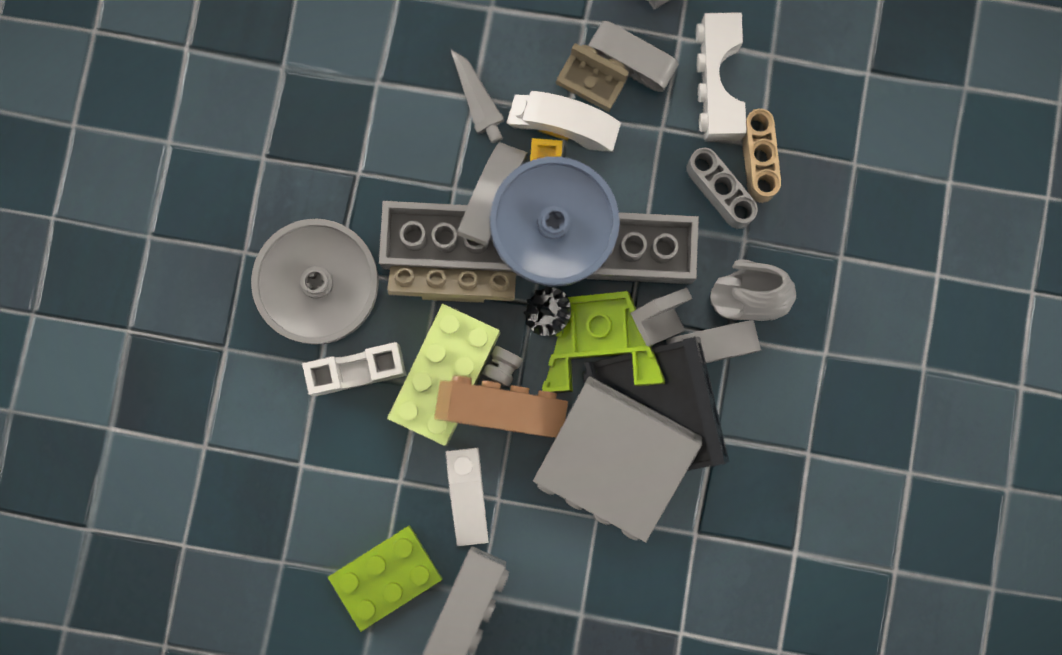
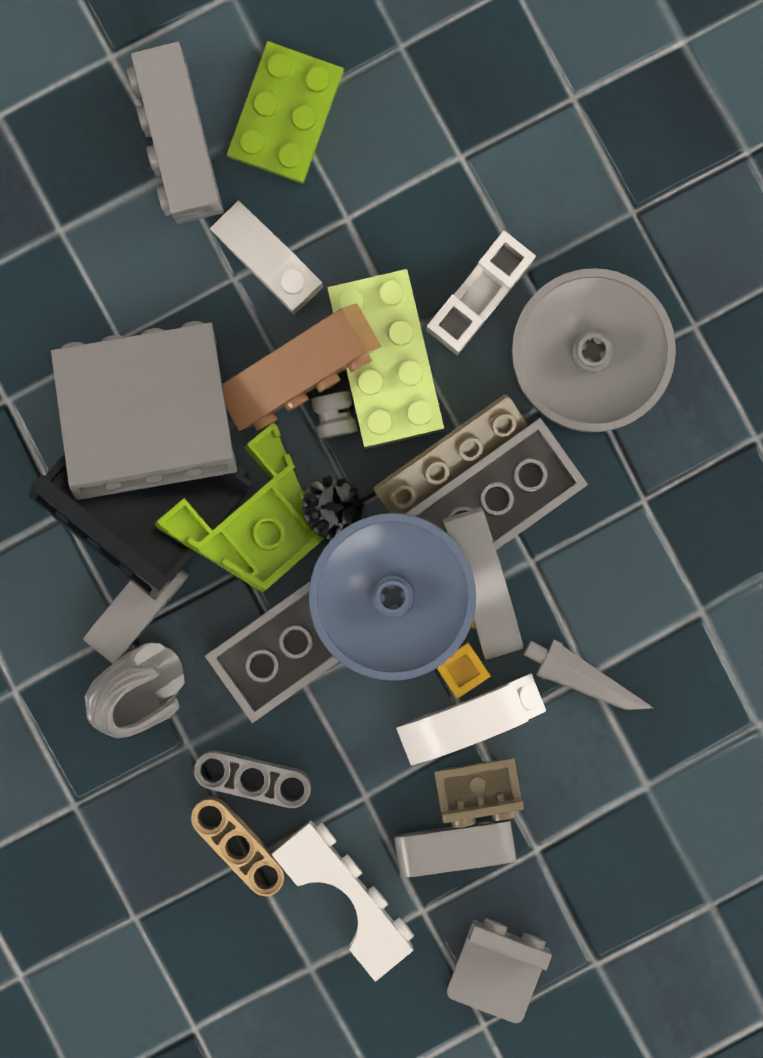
camera: 145 degrees right, 5 degrees up
(659, 319) = (210, 590): light grey panel -> none

